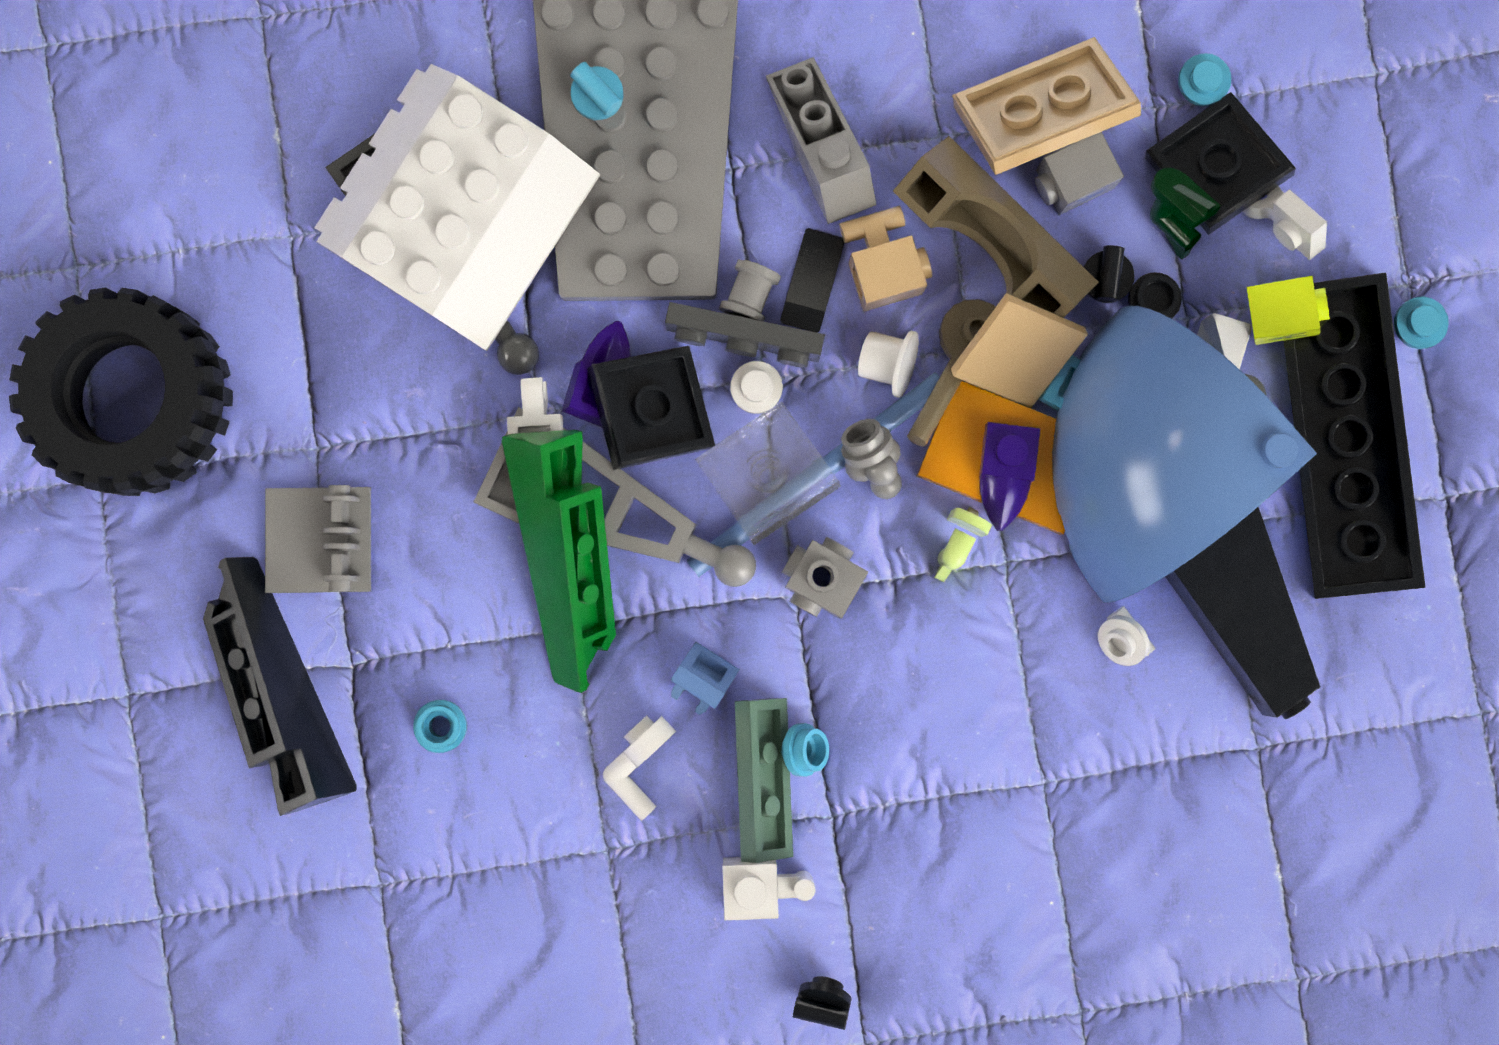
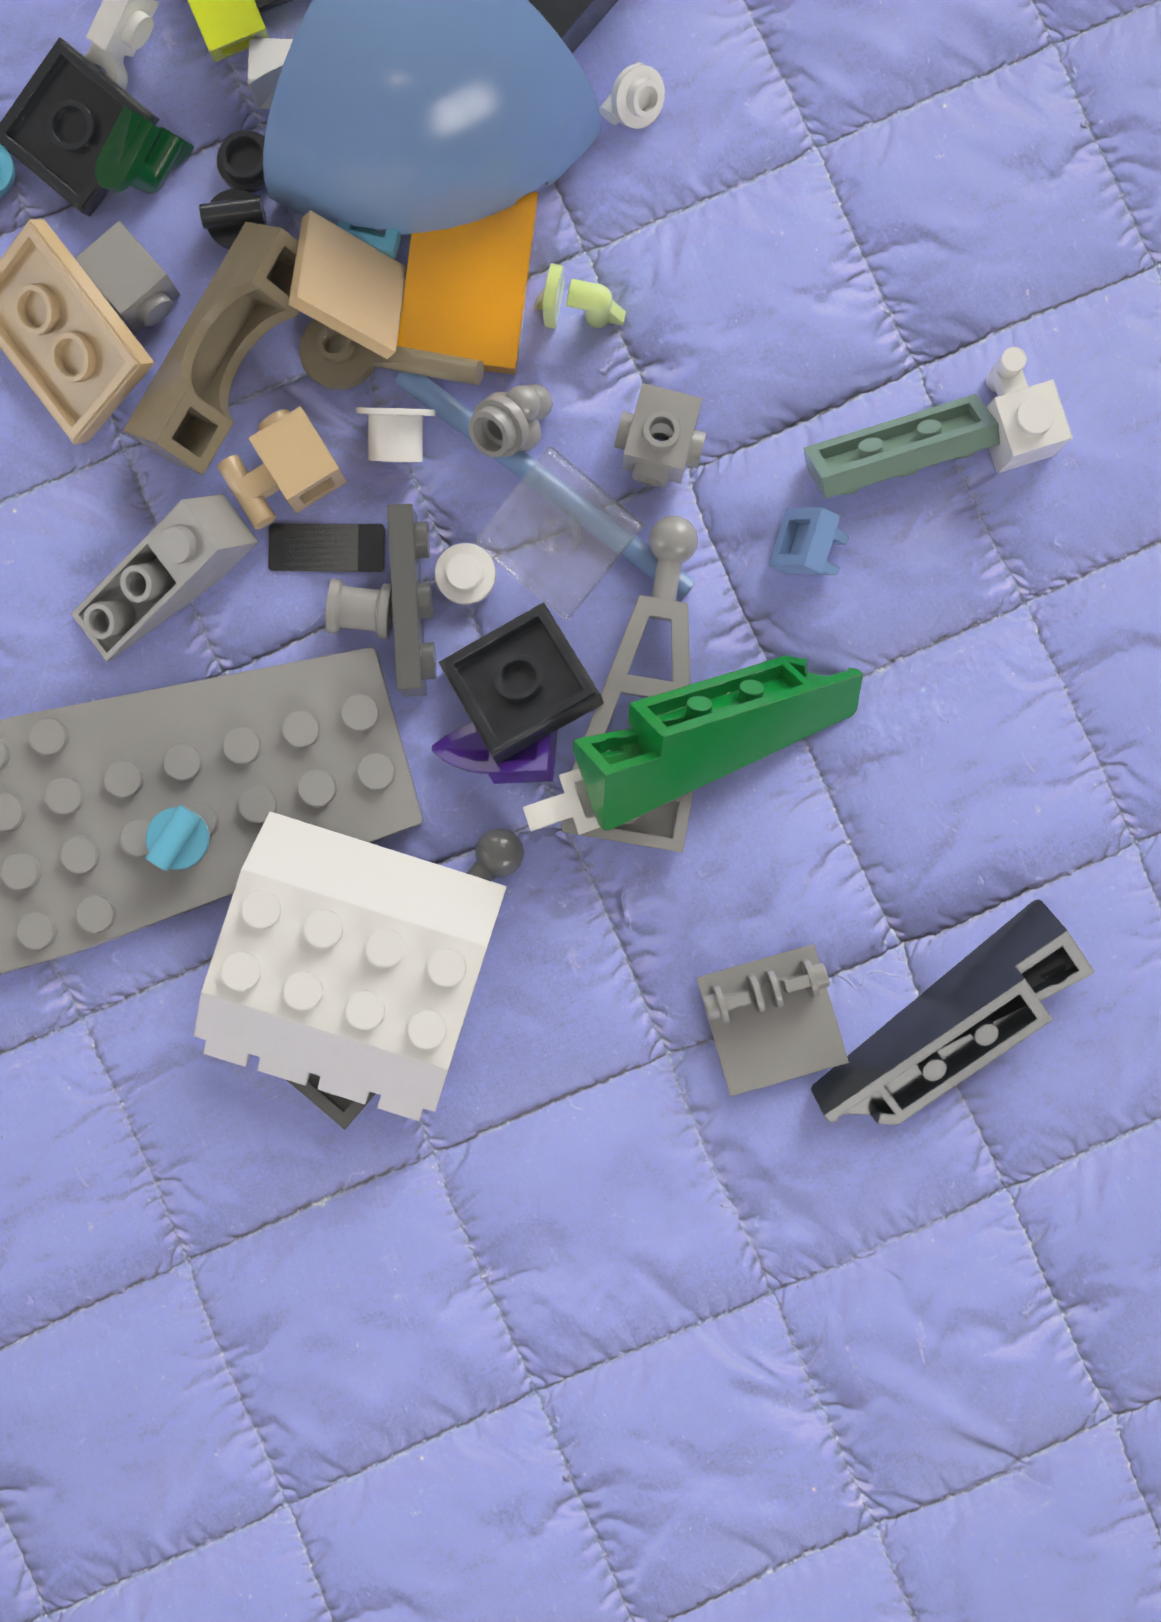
camera: 95 degrees left, 0 degrees up
(54, 383) = (685, 1370): black tyre -> none
(423, 726) = (961, 823): medium azure plate -> none
(643, 741) = (899, 587): white plate -> none
(805, 750) = (855, 410): medium azure plate -> none
(823, 1003) = (1127, 315): black plate -> none
(1007, 470) = (483, 270): dark purple plate -> none

